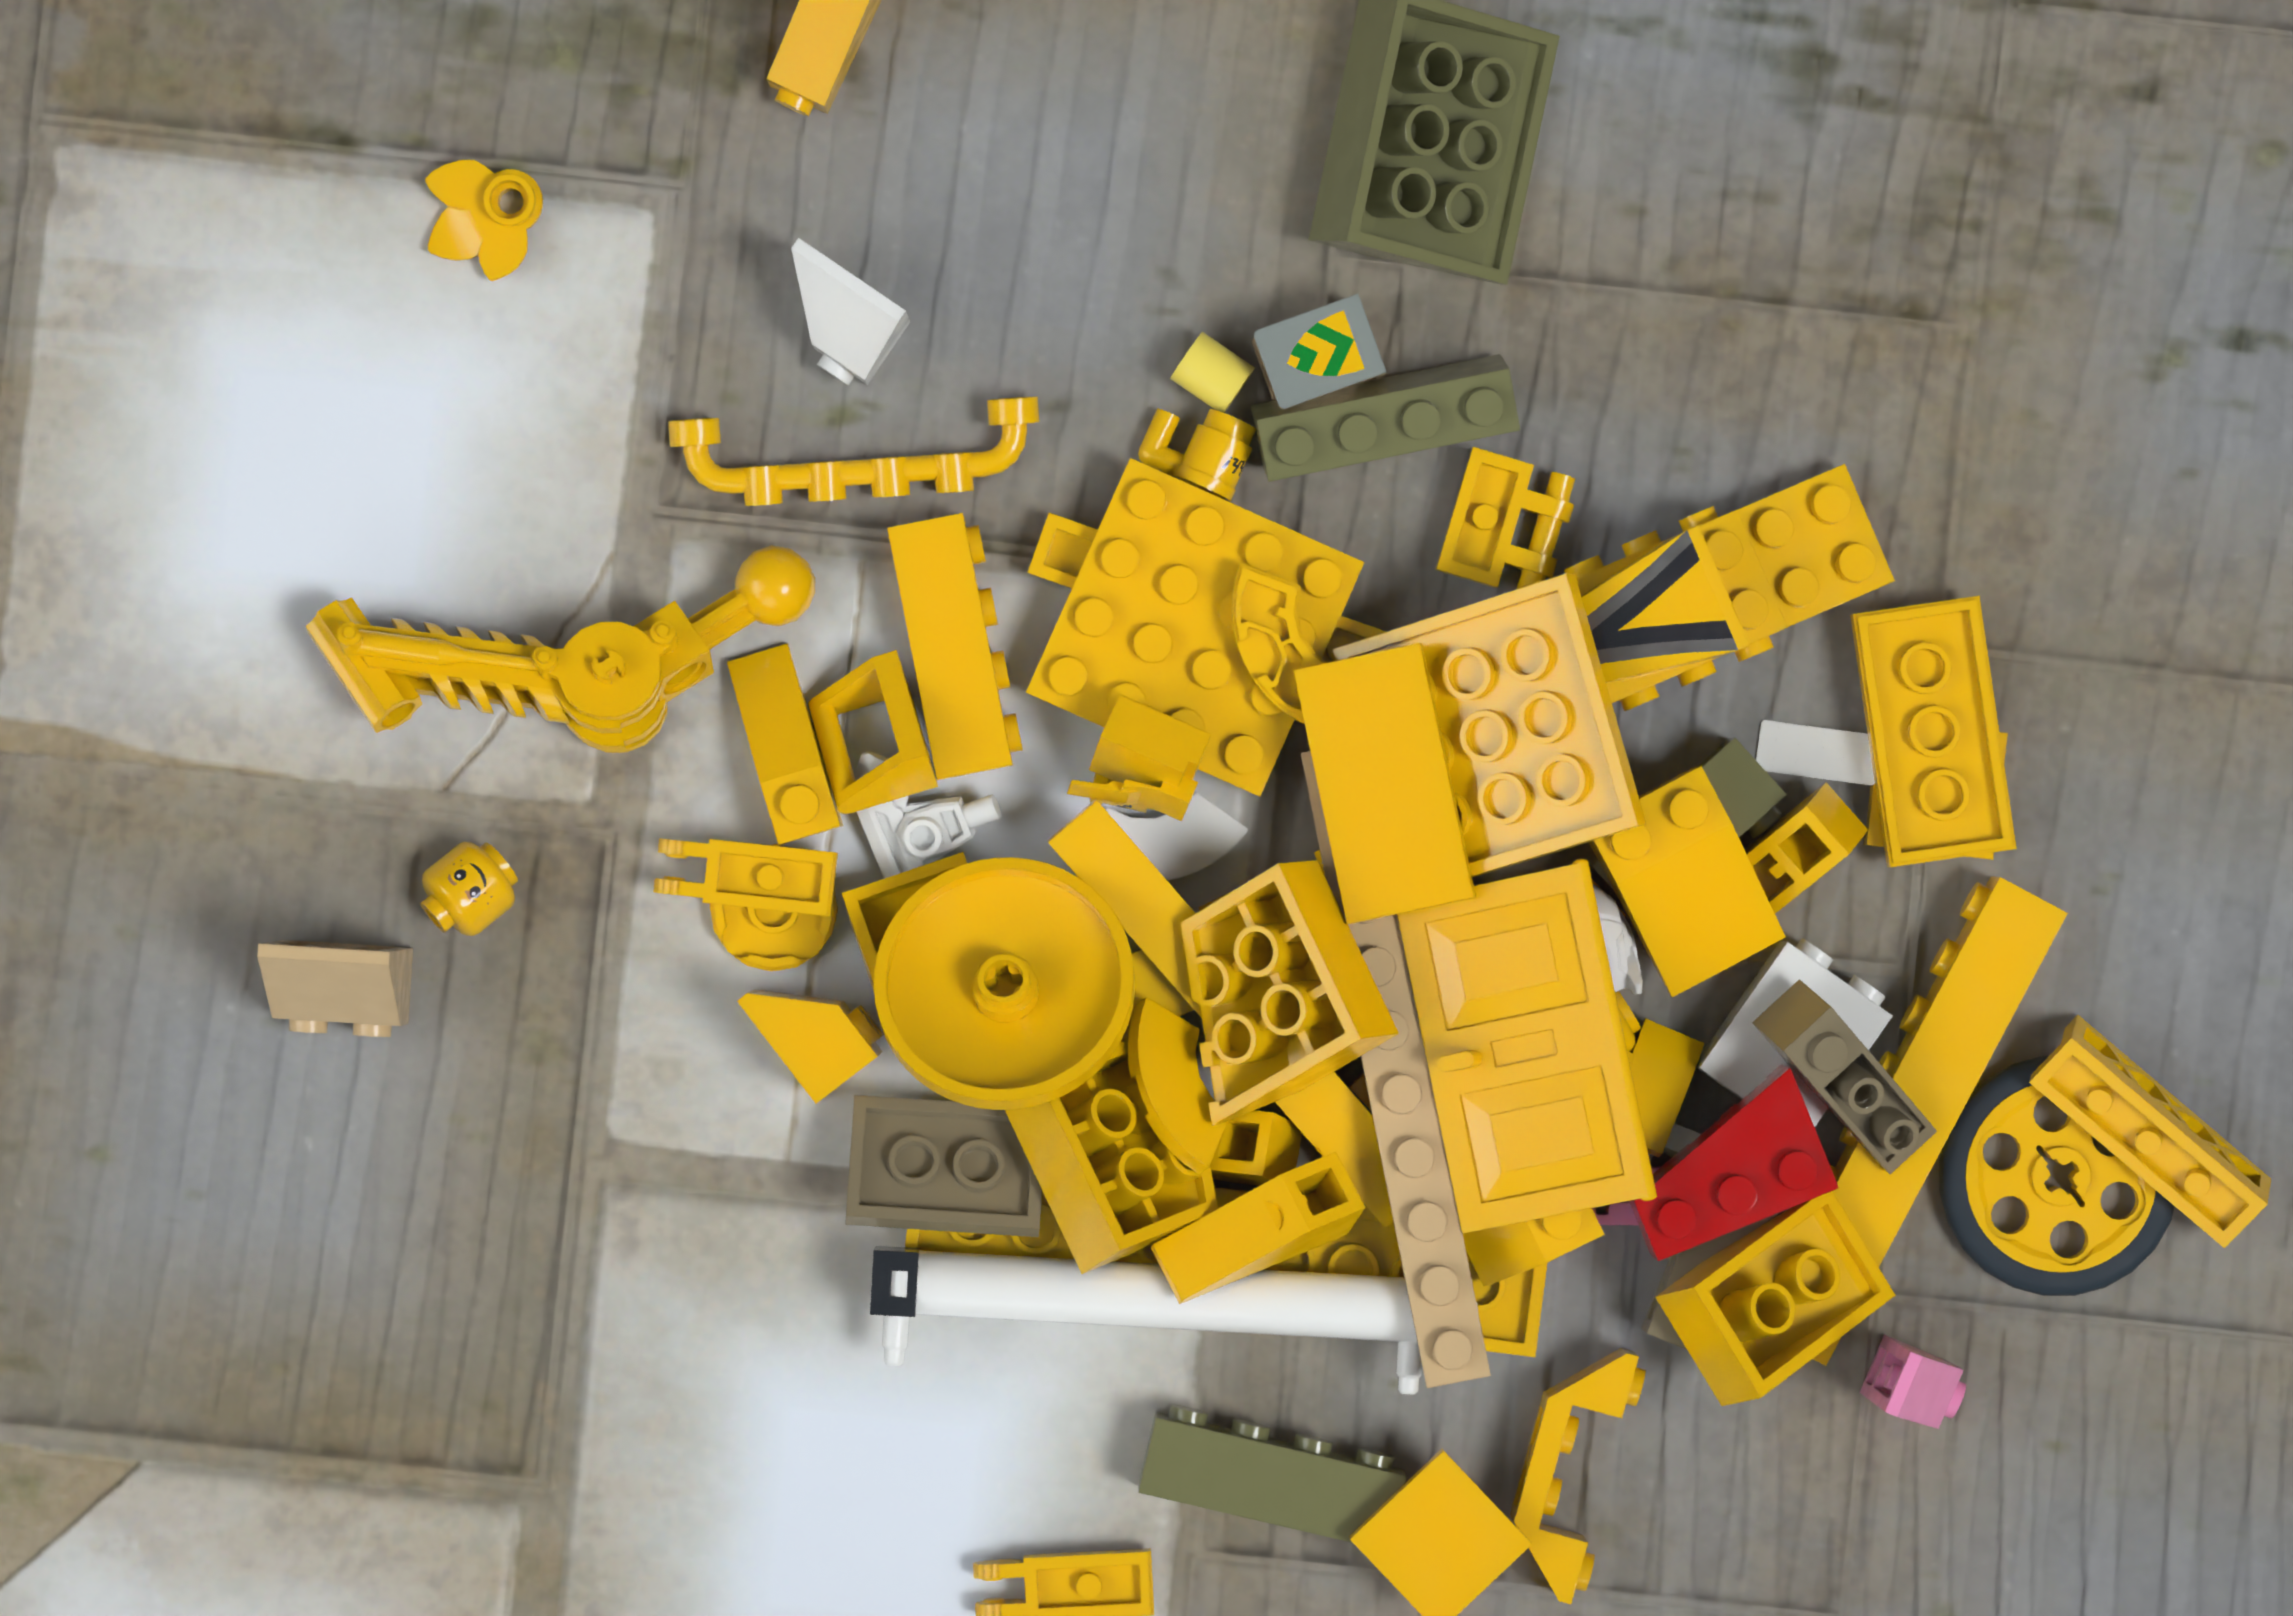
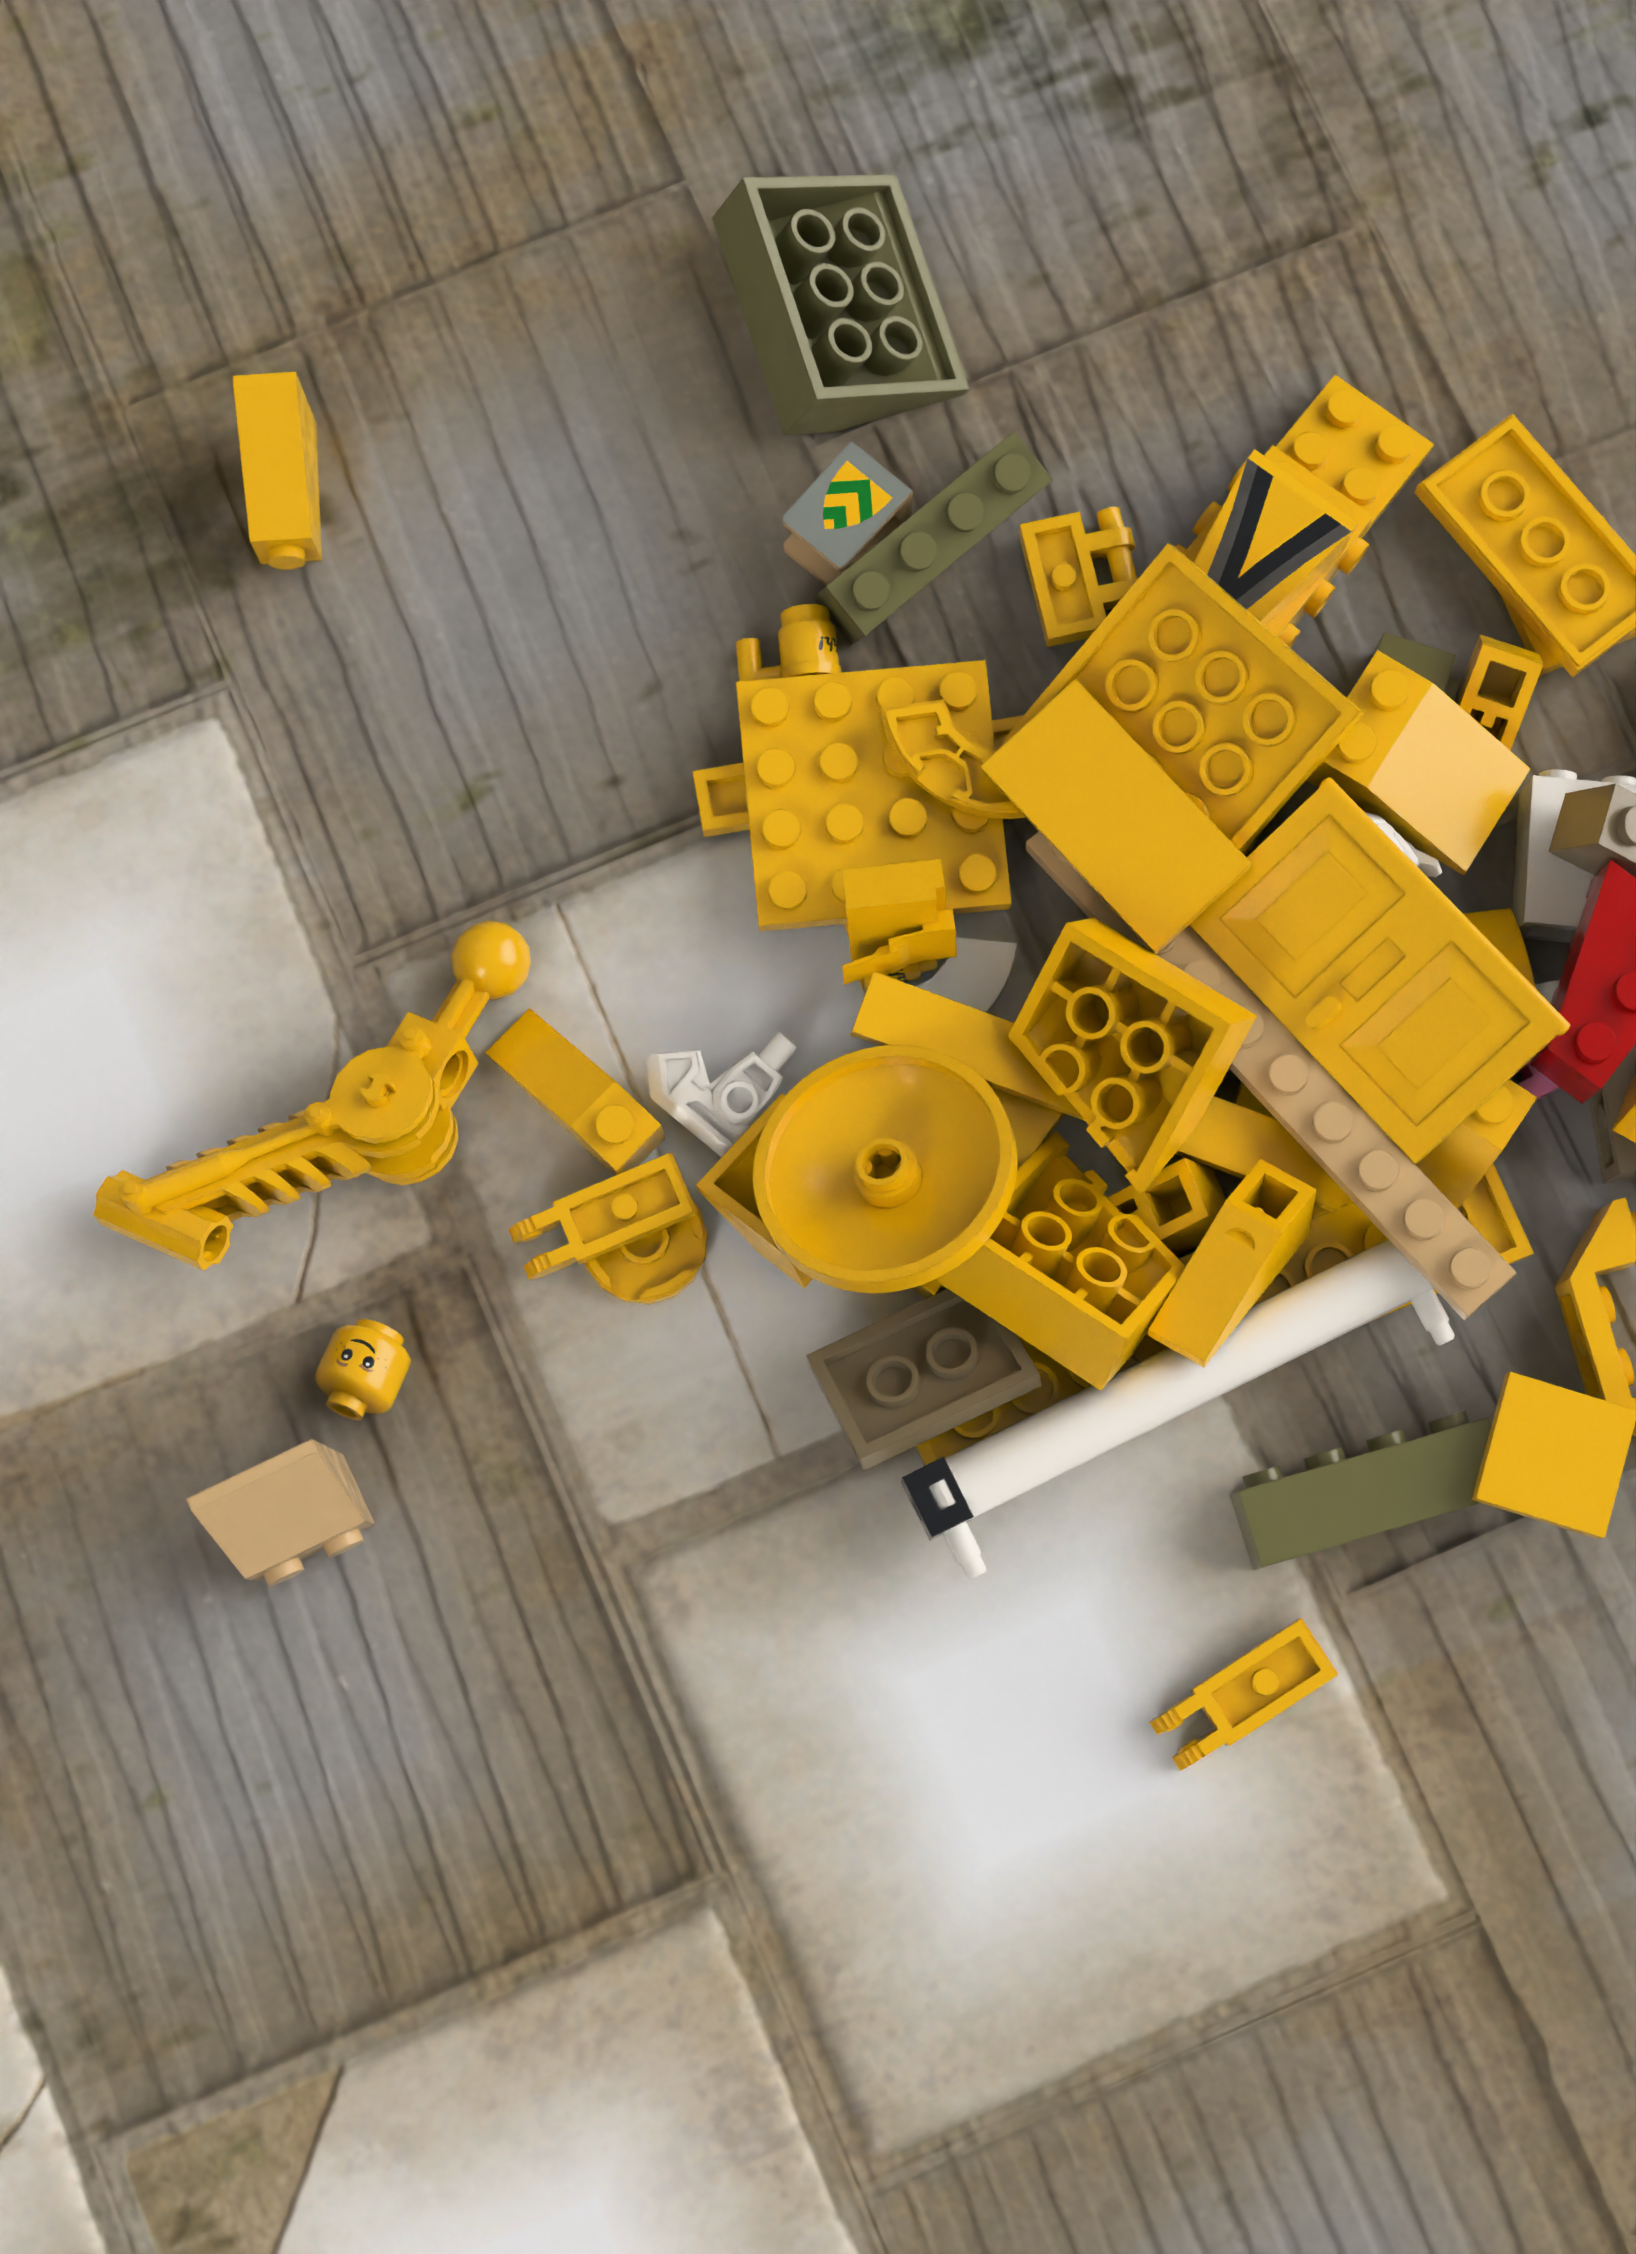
camera: 25 degrees left, 10 degrees down
(474, 218) = (64, 801): yellow plate -> none
(815, 1037) = (741, 1321): yellow slope -> none
(829, 478) = (487, 848): yellow bar -> none
(845, 317) = (426, 694): white slope -> none
(903, 773) = (690, 1050): yellow tile -> none
(951, 645) = (673, 928): yellow brick -> none
(1170, 1084) = (1102, 1198): yellow tile -> none
(1212, 373) = (764, 585): light yellow beam -> none
(1815, 752) = (1458, 619): white sticker -> none

